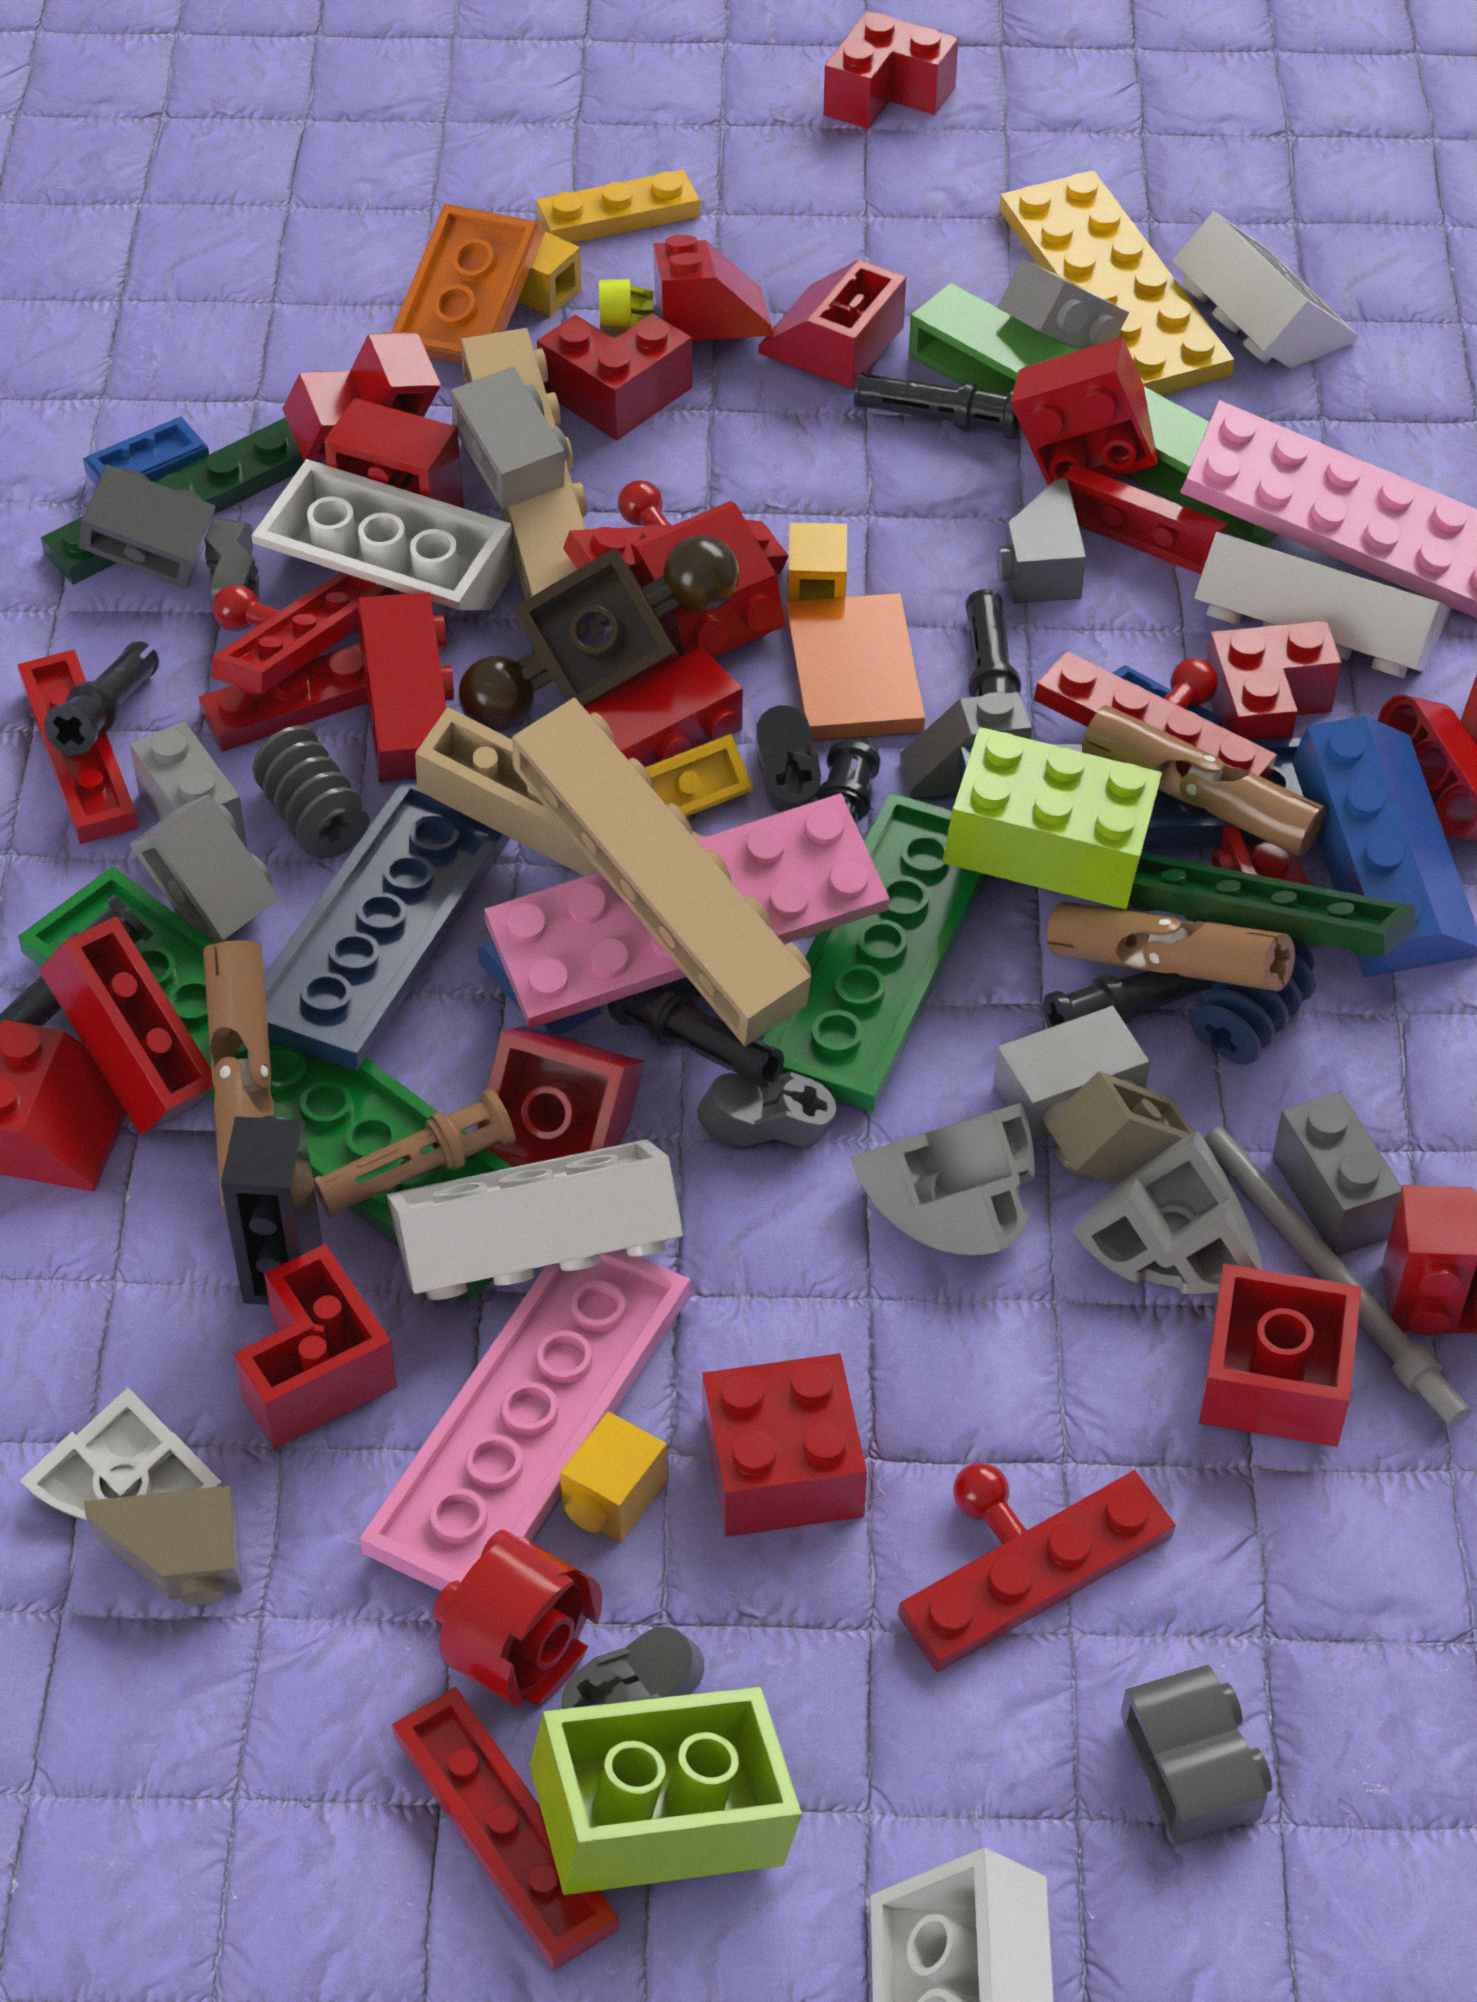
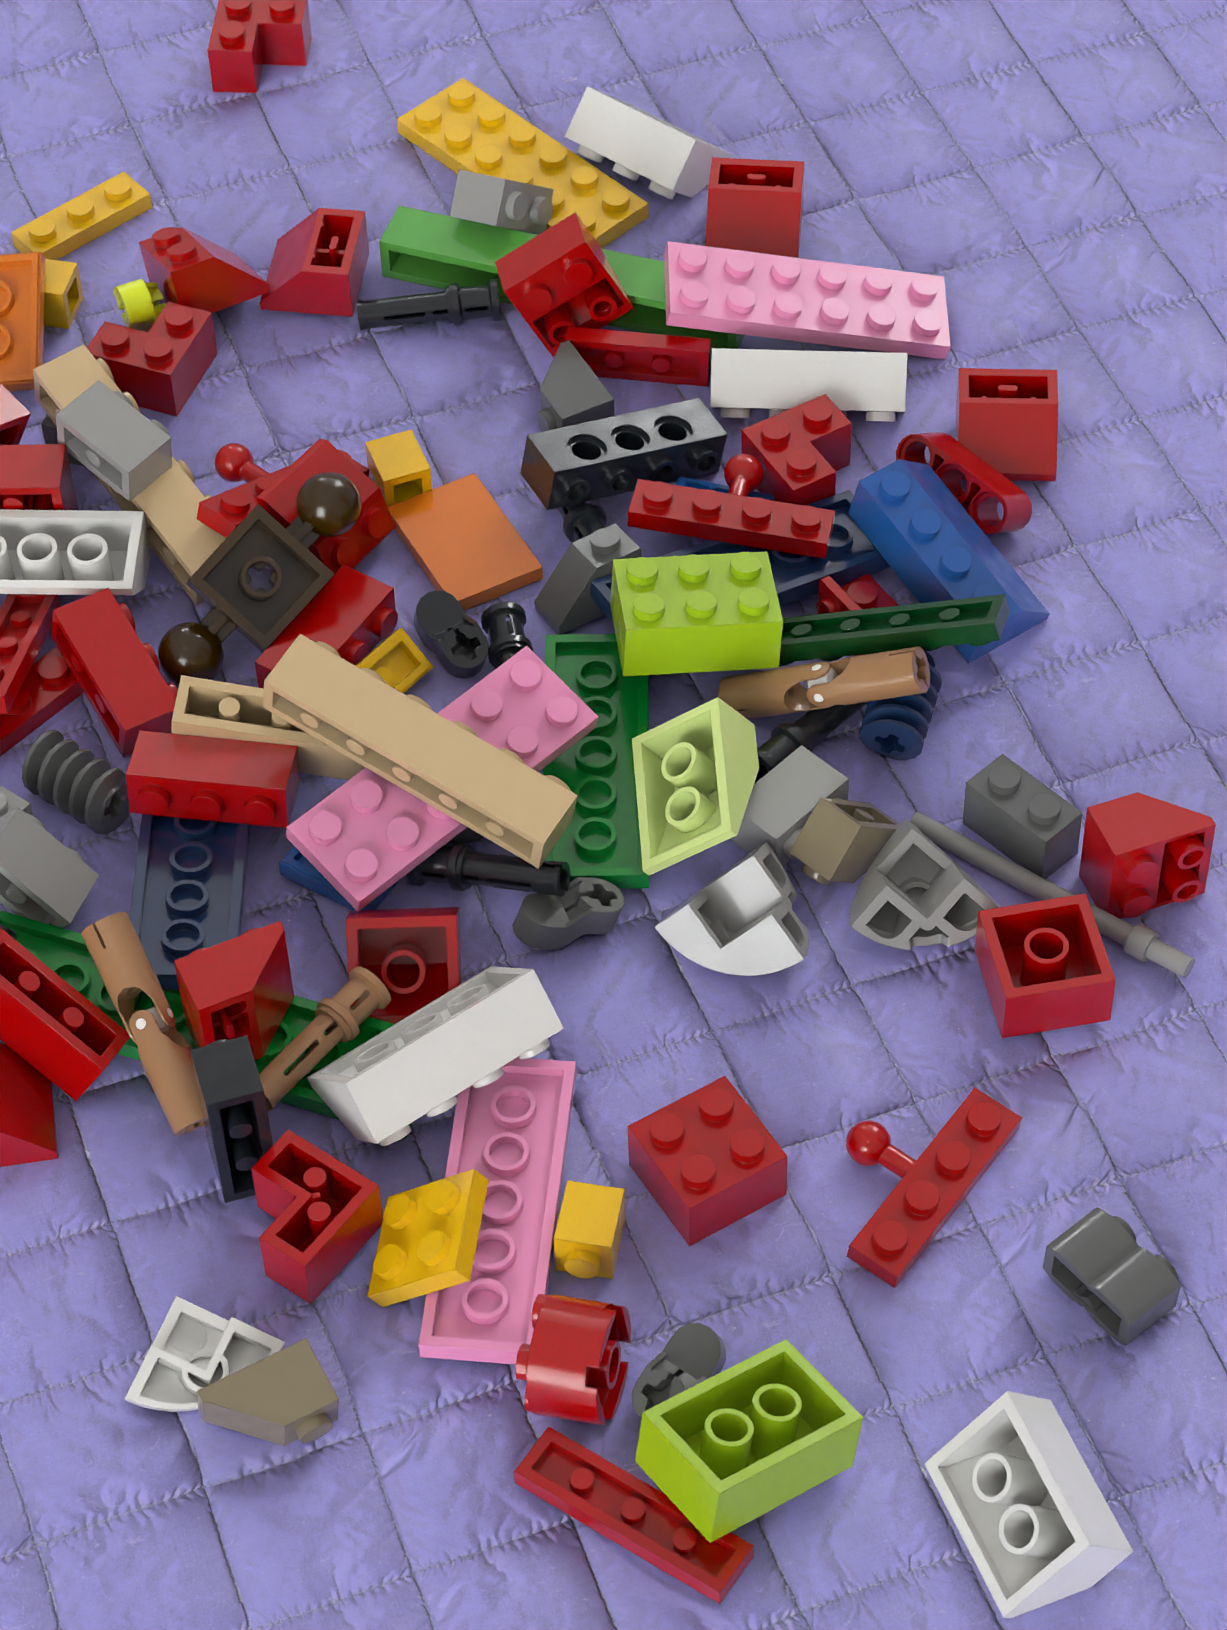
camera: 20 degrees left, 0 degrees up
(345, 1074) = (237, 988): none -> red slope
(426, 1421) = (428, 1238): none -> yellow plate
(442, 832) = (213, 779): none -> red brick
(967, 1006) = (693, 782): none -> yellowish green slope
(1046, 613) = (614, 452): none -> black brick
(1219, 788) = (812, 551): medium nougat piece -> none
(1350, 394) = (755, 205): none -> red slope

